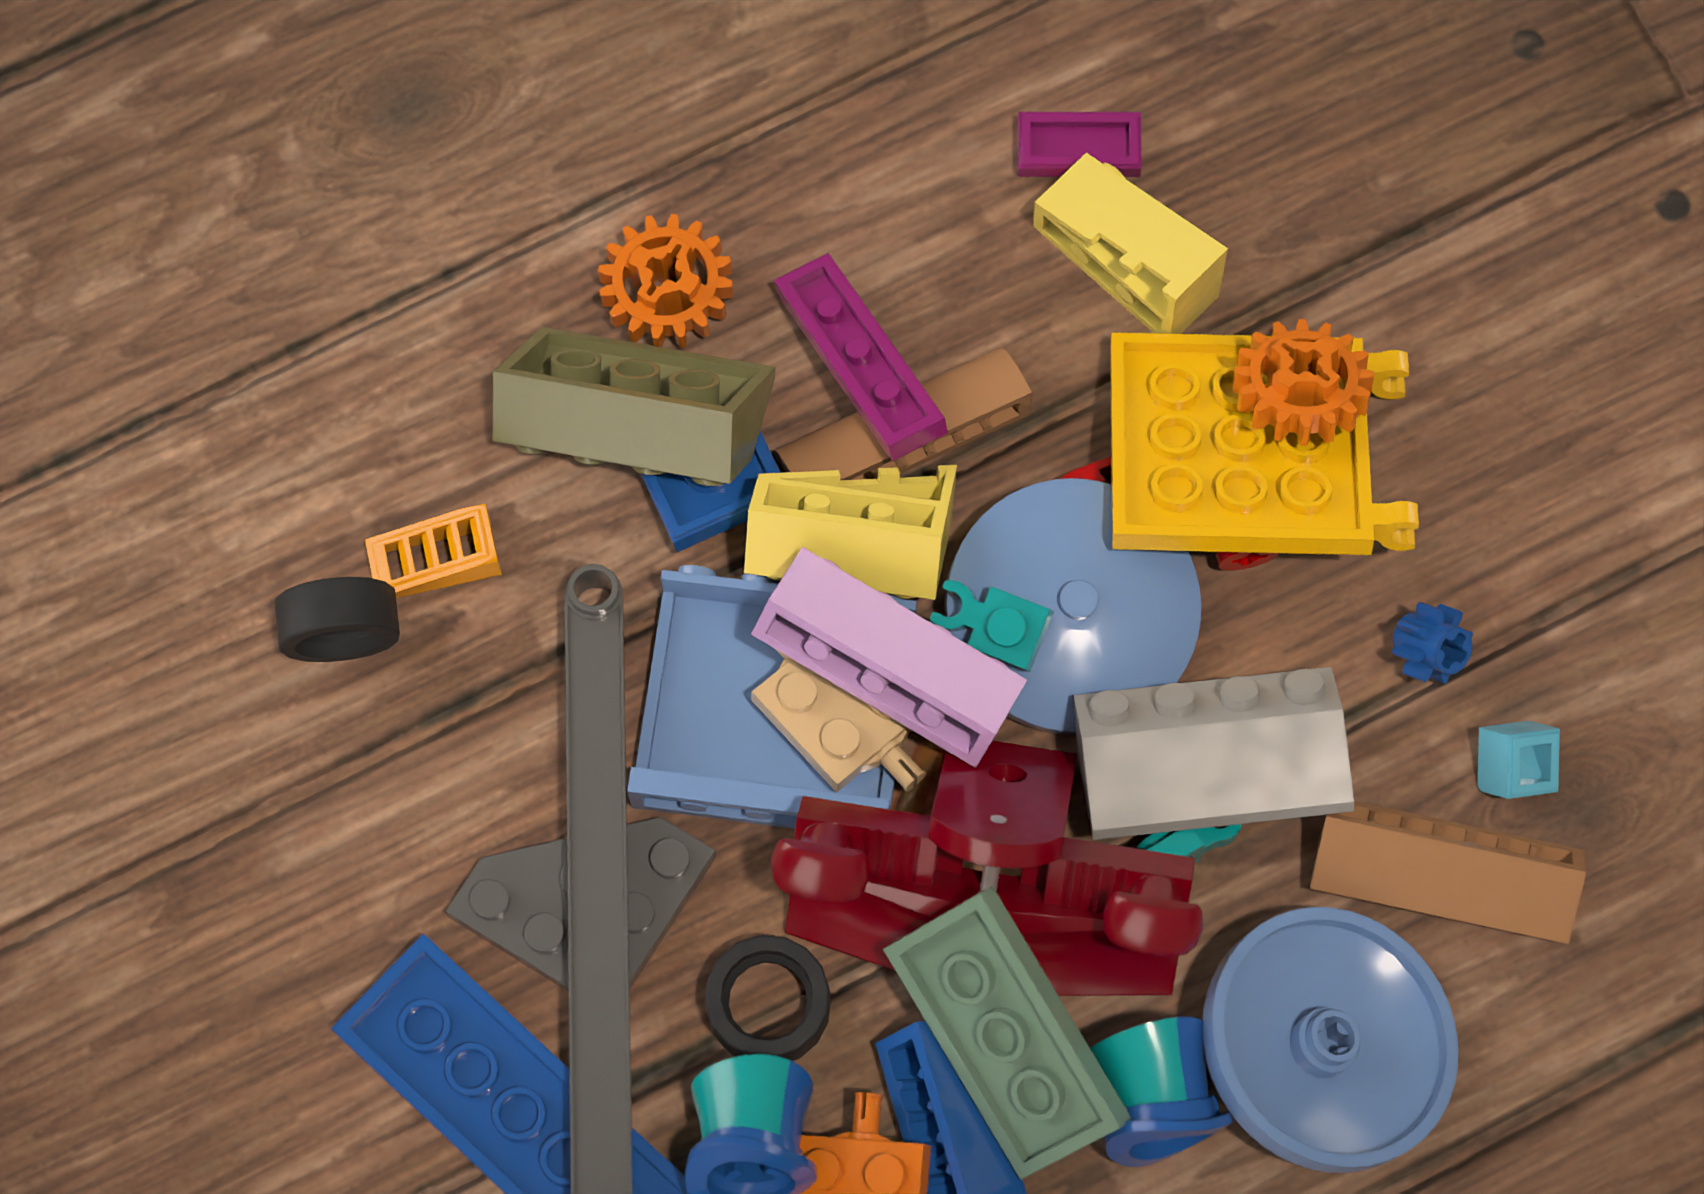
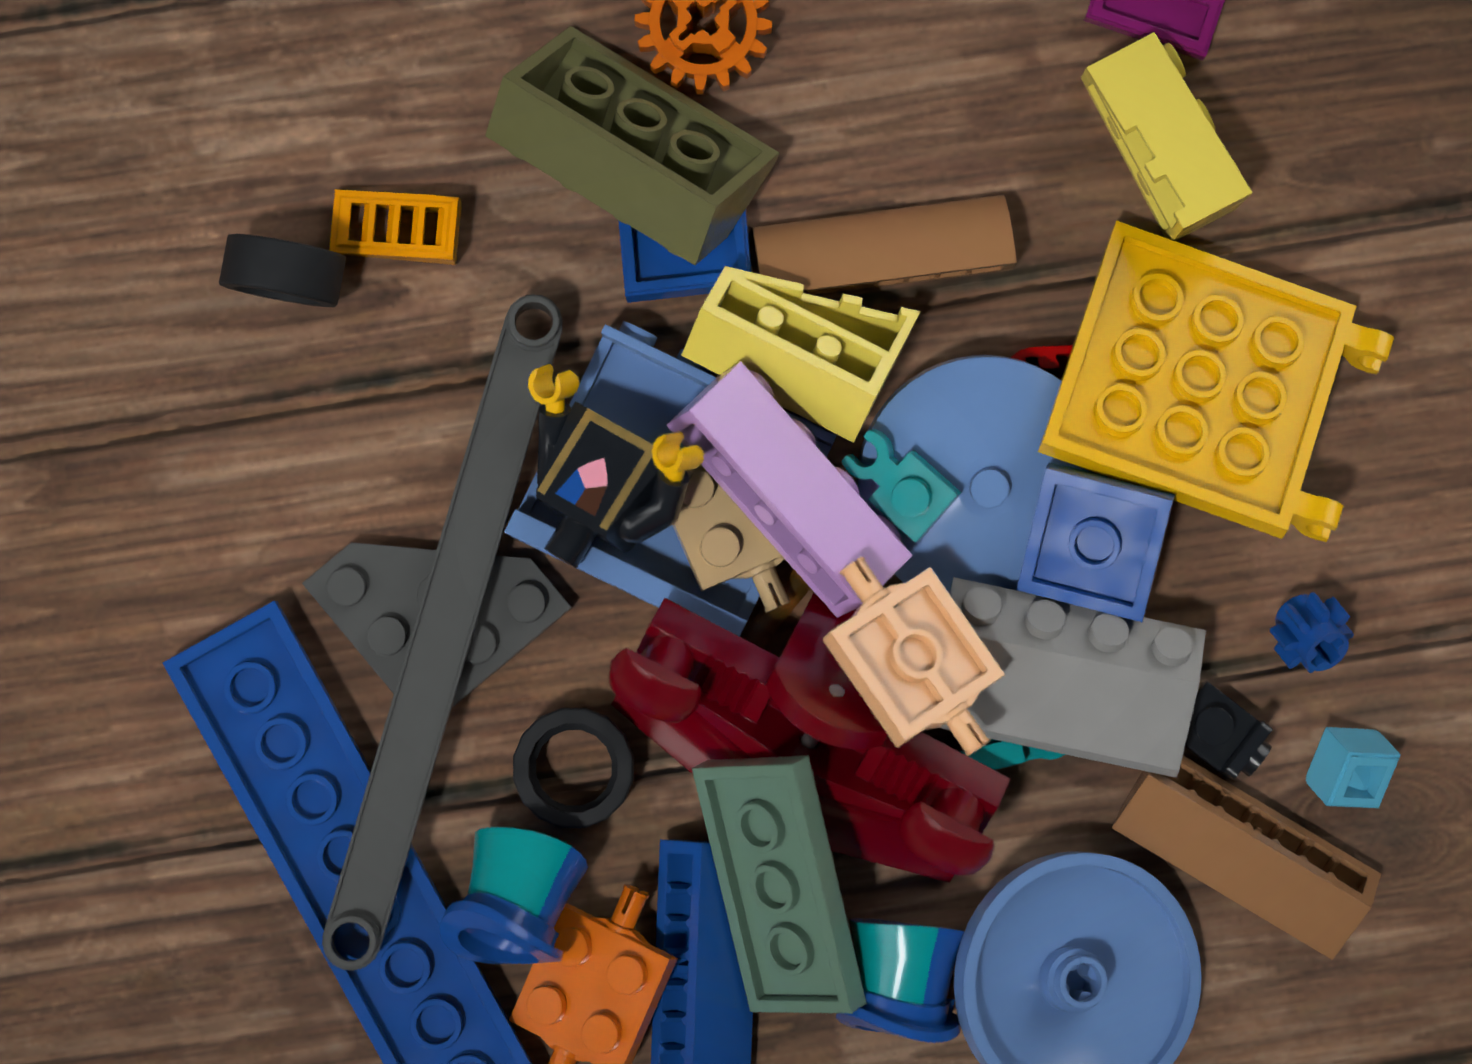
camera: 15 degrees right, 15 degrees up
(707, 703) = (602, 474): none -> torso
(861, 357) = (864, 170): magenta plate -> none
(1061, 762) = (913, 657): none -> light nougat plate
(1196, 614) = (1095, 542): none -> blue plate
(1303, 382) = (1277, 353): orange gear -> none
(1387, 767) = (1226, 734): none -> black bracket

